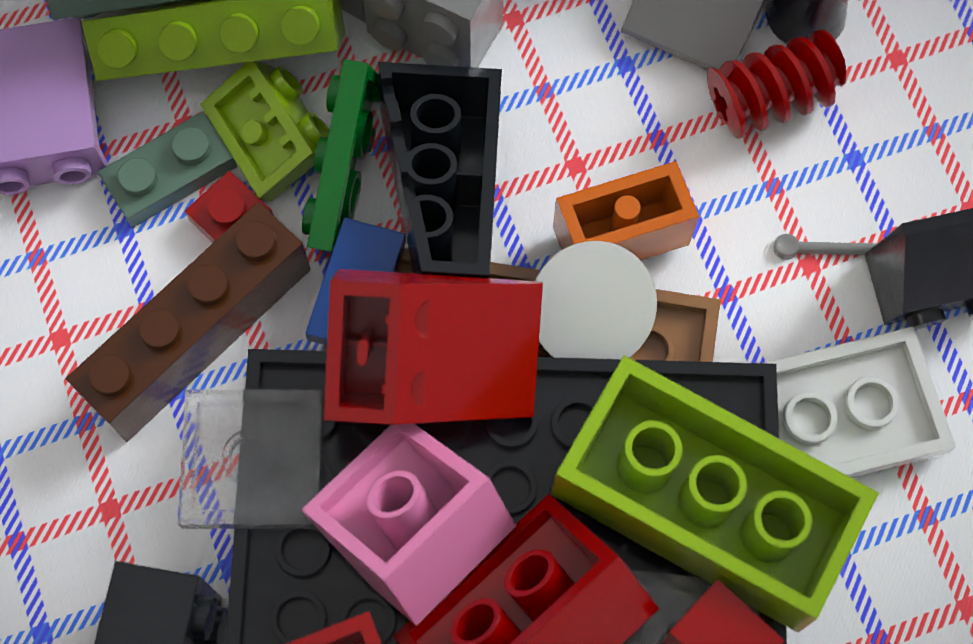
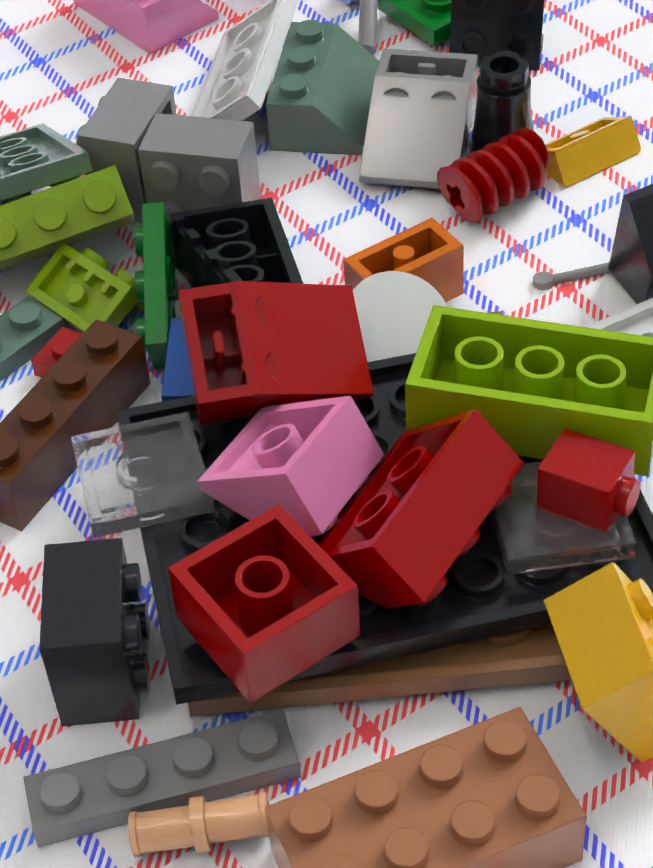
camera: 10 degrees left, 25 degrees down
(903, 55) = (591, 149): none -> yellow slope

